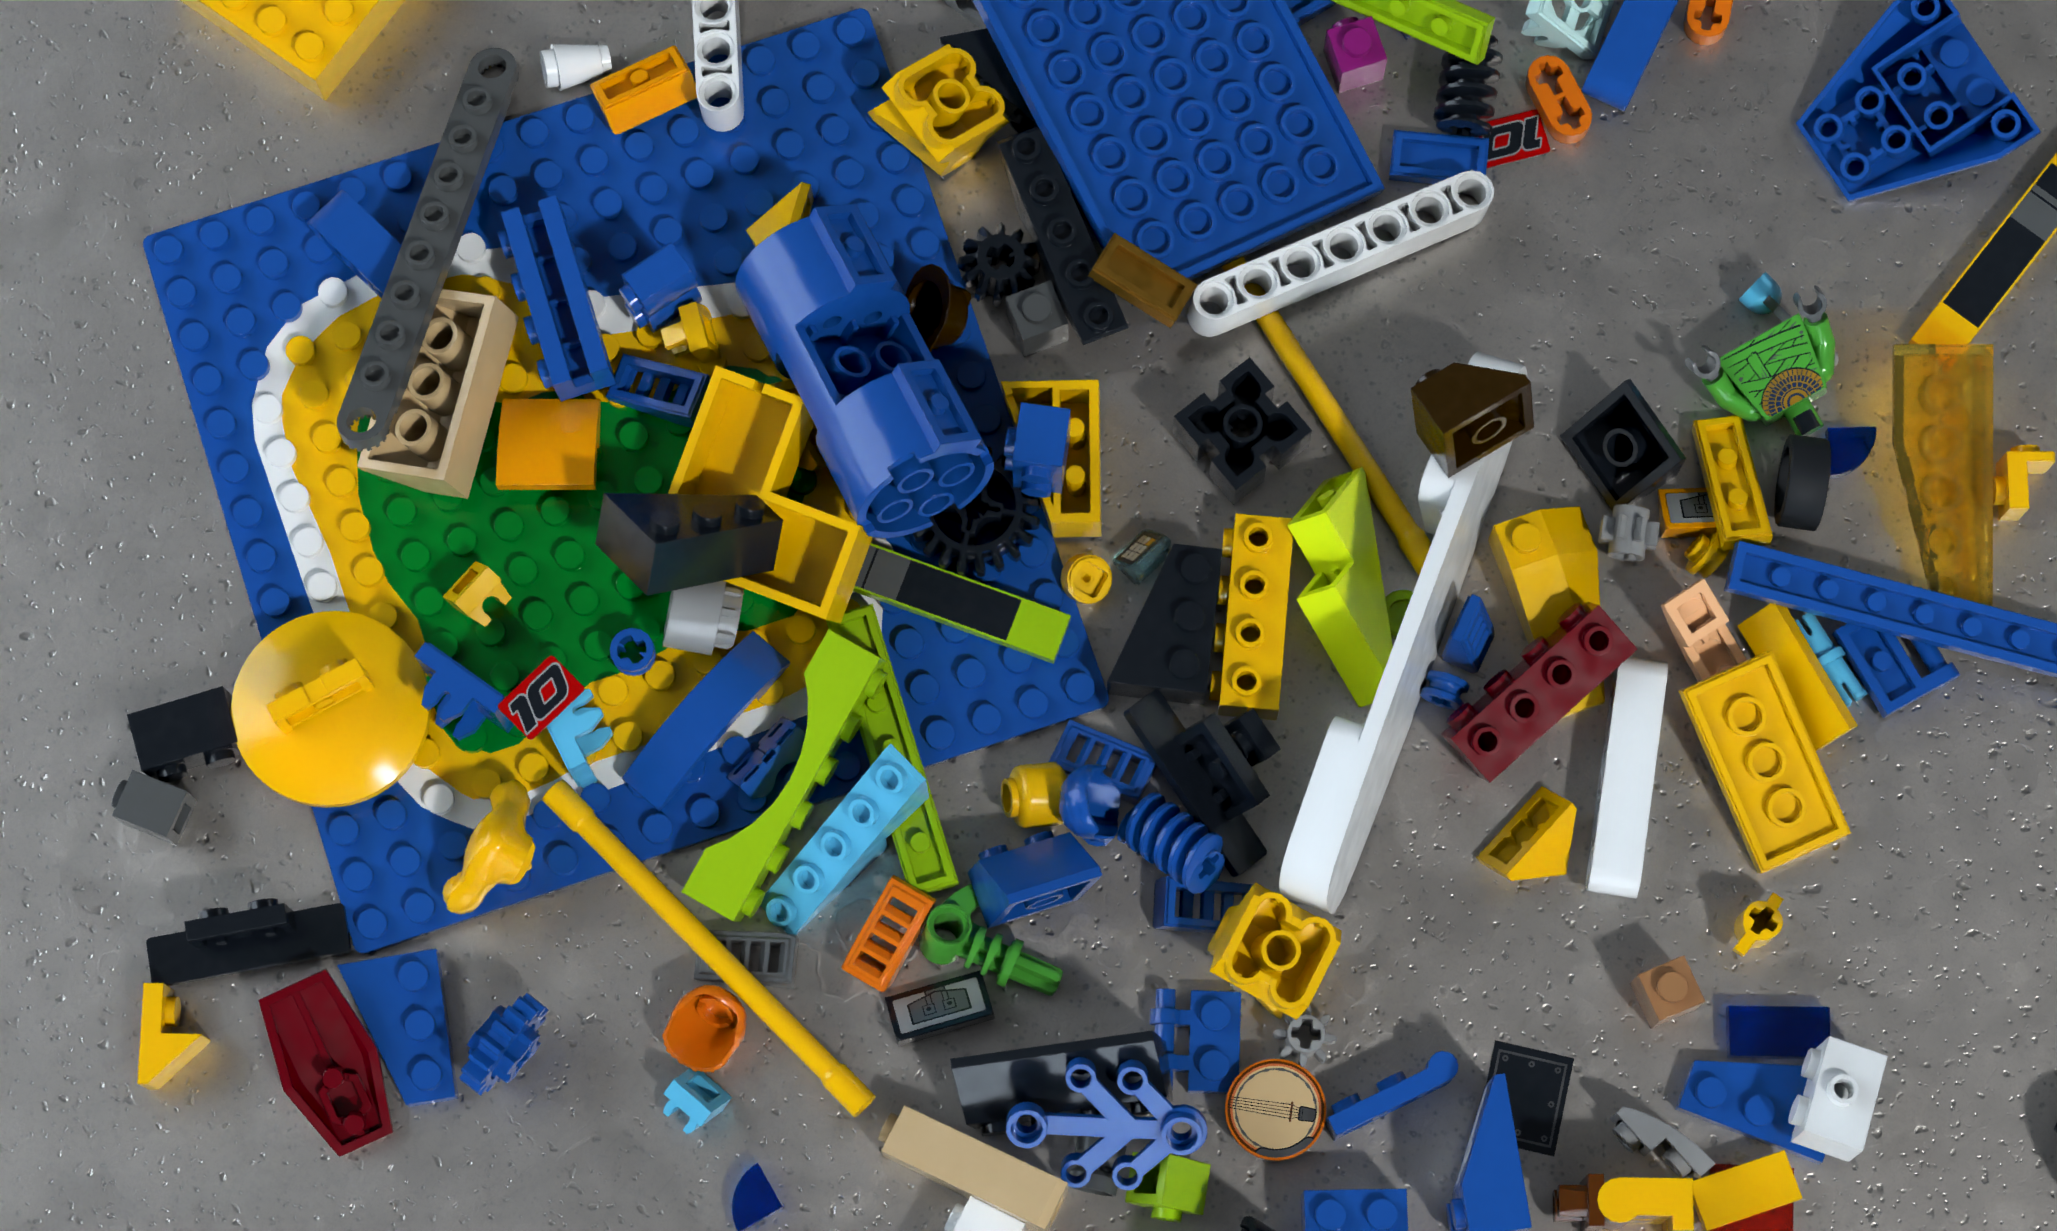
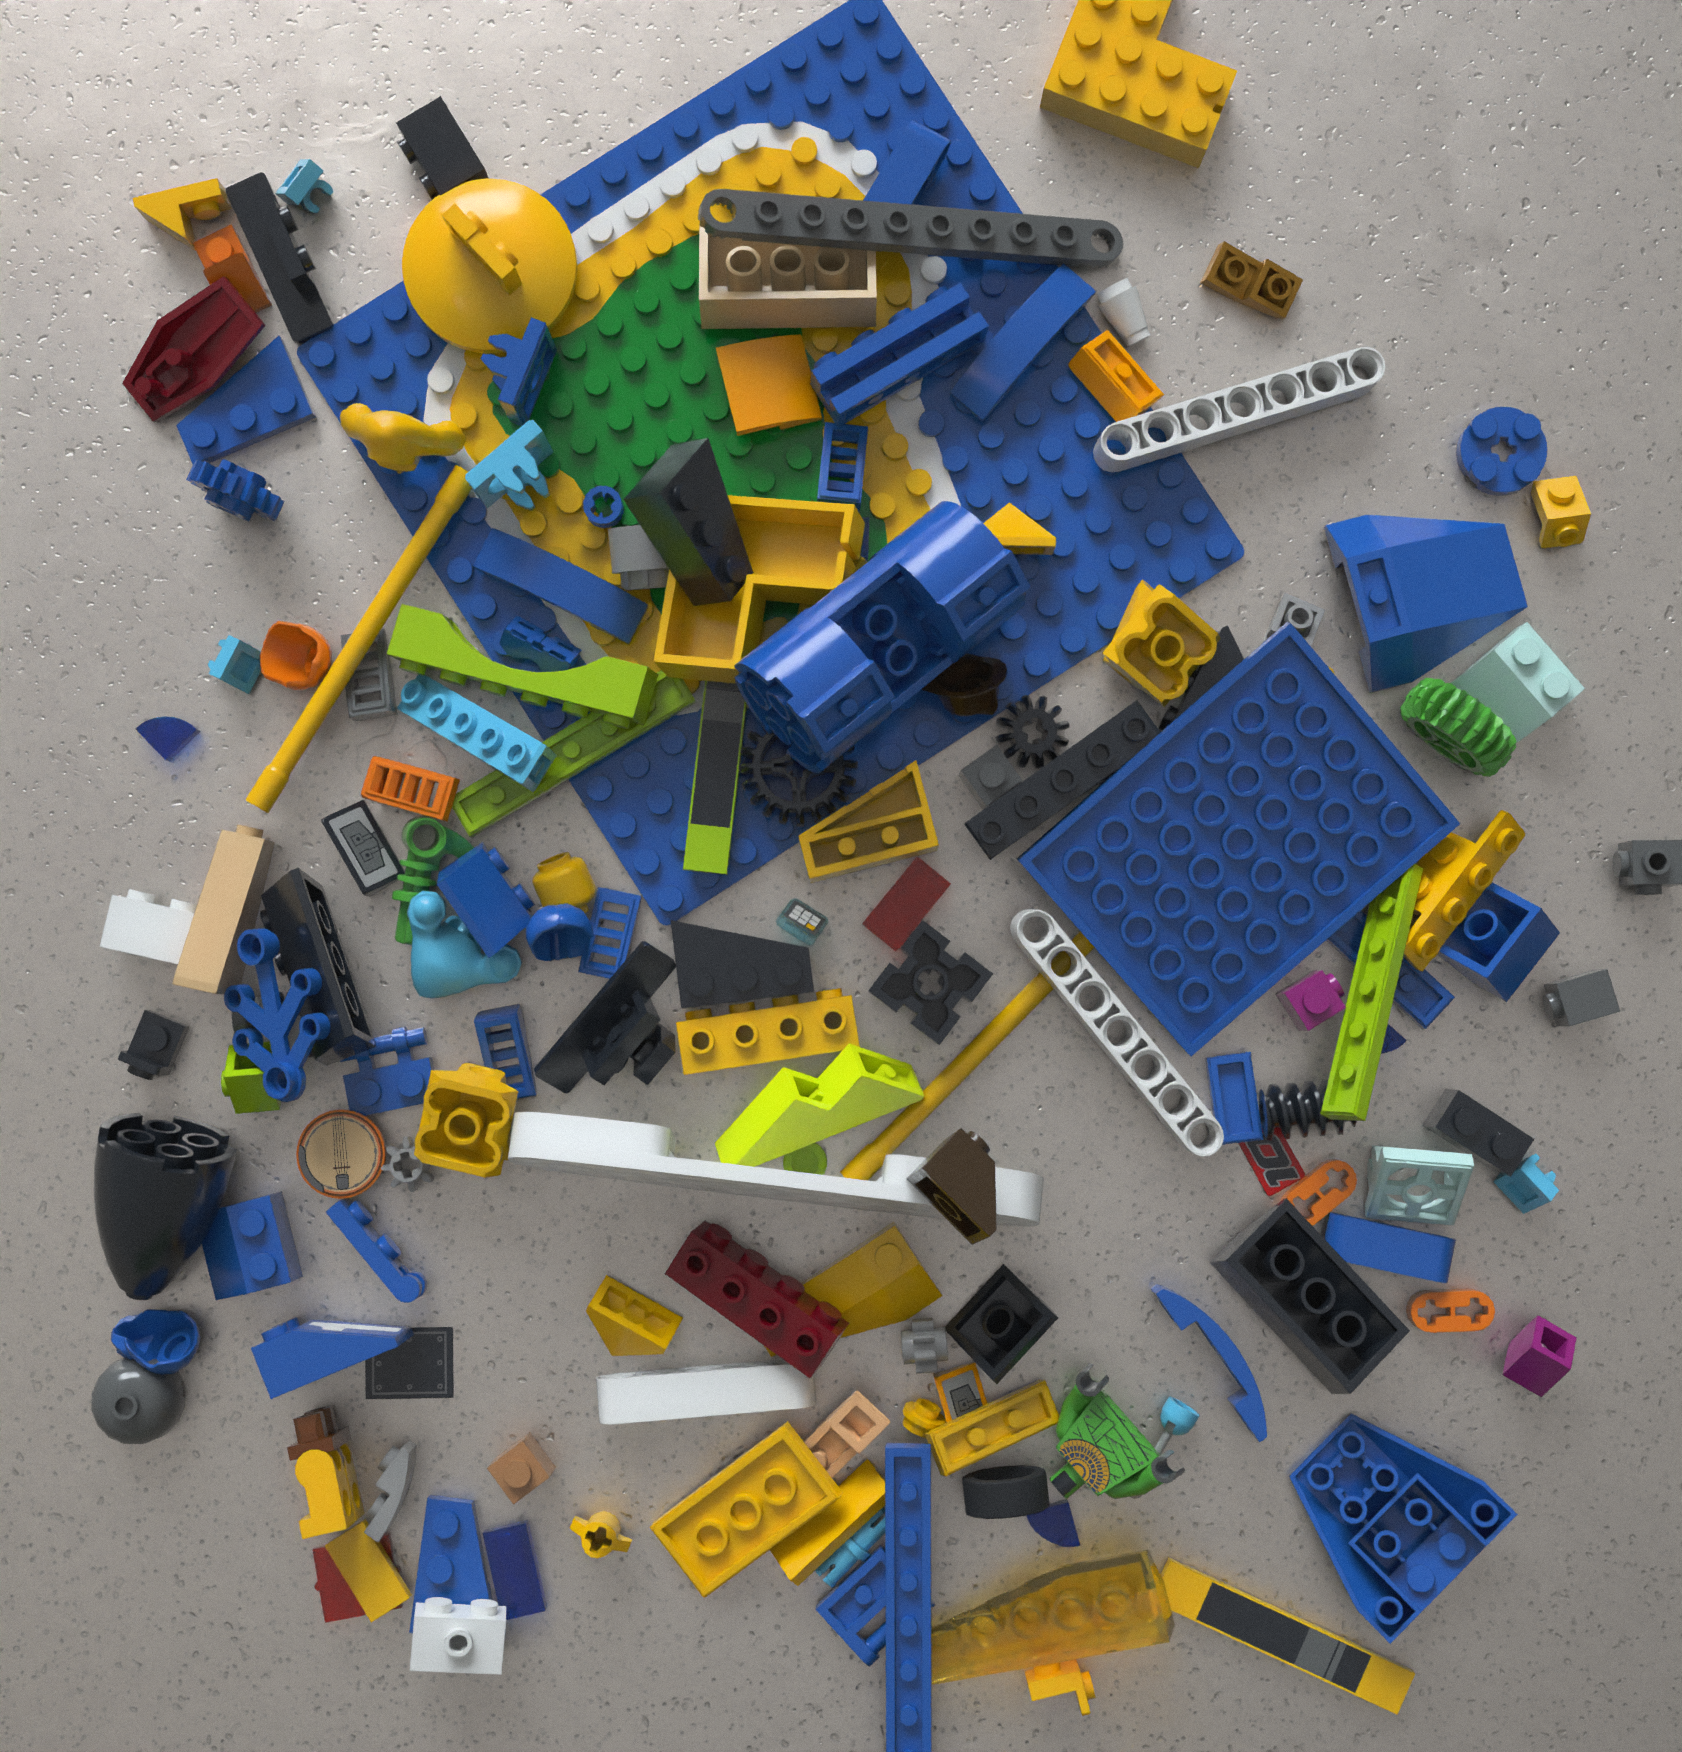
camera: 75 degrees right, 10 degrees up
(153, 807) = (373, 144): dark grey brick -> none
(172, 897) = (300, 183): none -> medium azure tile
(234, 1005) = (226, 256): none -> orange slope
(473, 588) = (621, 354): yellow tile -> none
(541, 697) = (520, 435): sticker -> none
(579, 173) = (1021, 341): none -> blue slope
(658, 288) = (925, 439): blue brick -> none
(692, 334) = (897, 482): yellow tile -> none
(1038, 449) = (848, 808): blue brick -> none
(1082, 936) = (447, 955): none -> medium azure head
(1086, 578) = (767, 879): yellow tile -> none
(1142, 280) = (1036, 861): pearl gold tile -> none
(1149, 442) = (906, 904): none -> clear red tile
(1173, 842) = (542, 1010): blue piece -> none
(1444, 690) = (743, 1214): blue bush -> none
(1470, 636) = (793, 1225): blue slope -> none
(1666, 129) = (1310, 1298): none -> black slope
(1761, 219) = (1245, 1401): none -> blue slope

